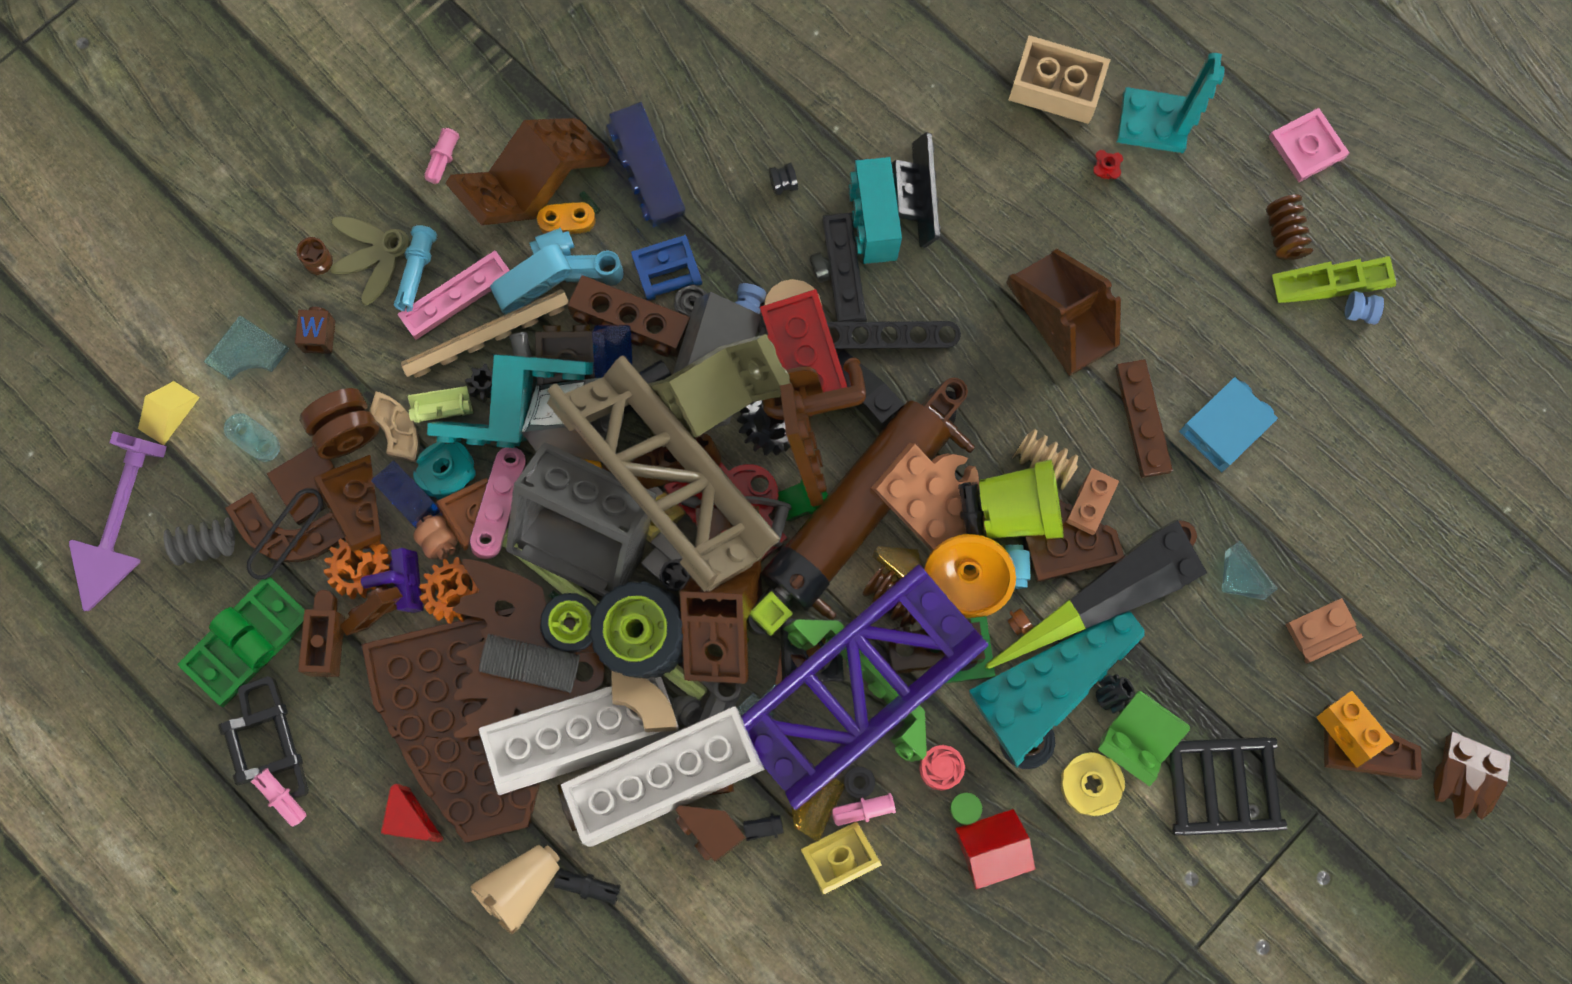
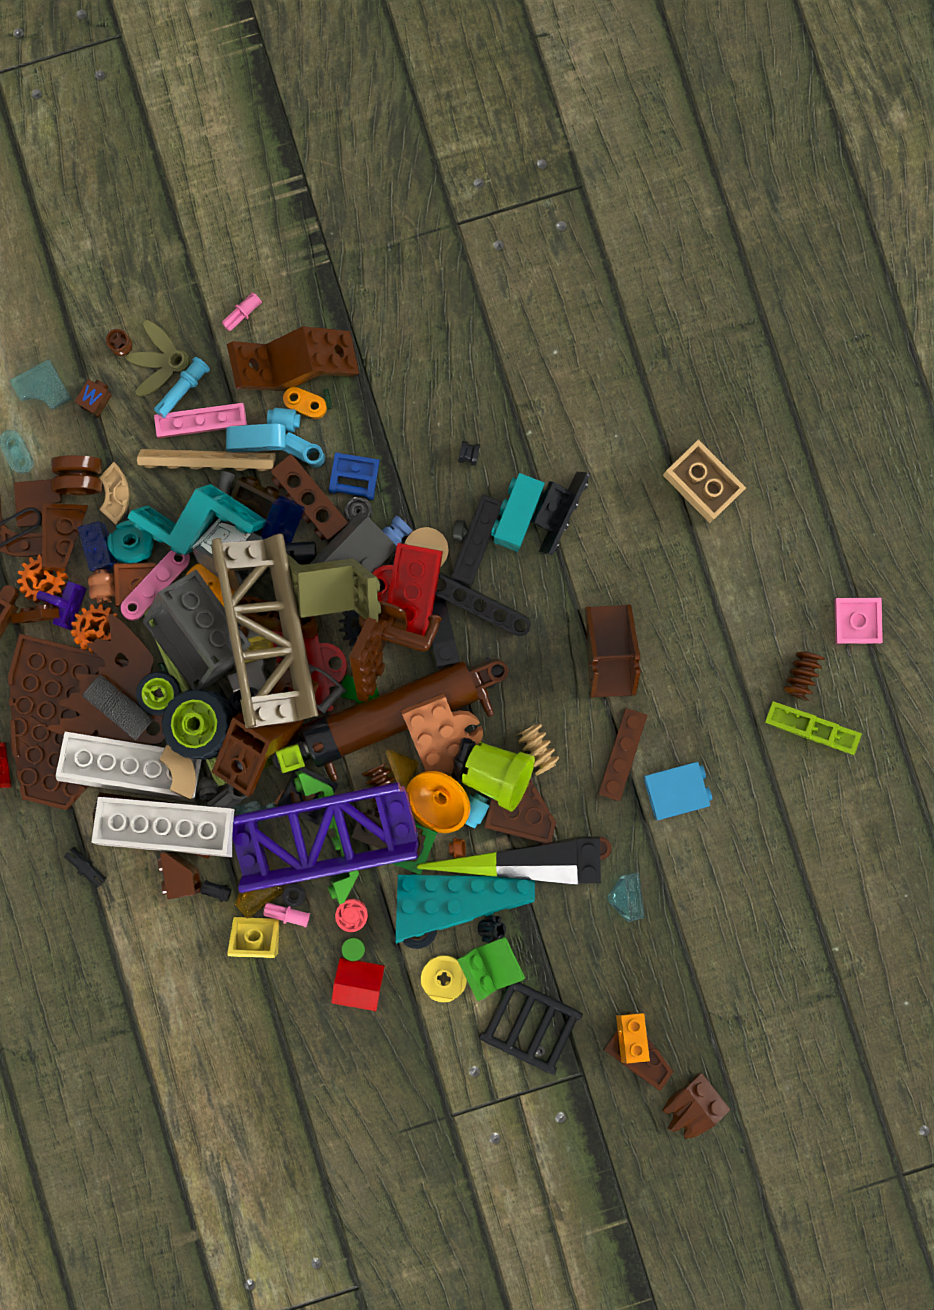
camera: 30 degrees right, 10 degrees up
(439, 404) = (152, 494): yellowish green hinge -> none
(477, 378) = (182, 490): black gear -> none
(517, 886) = (40, 844): tan cone -> none
(646, 164) = (377, 395): clear blue wedge -> none
(1092, 501) = (550, 794): nougat plate -> none
(1105, 171) = (698, 561): red plate -> none
(1166, 119) = (763, 545): teal bracket -> none
(1324, 630) = (658, 962): nougat plate -> none
(1364, 307) = (821, 759): medium blue wheel -> none

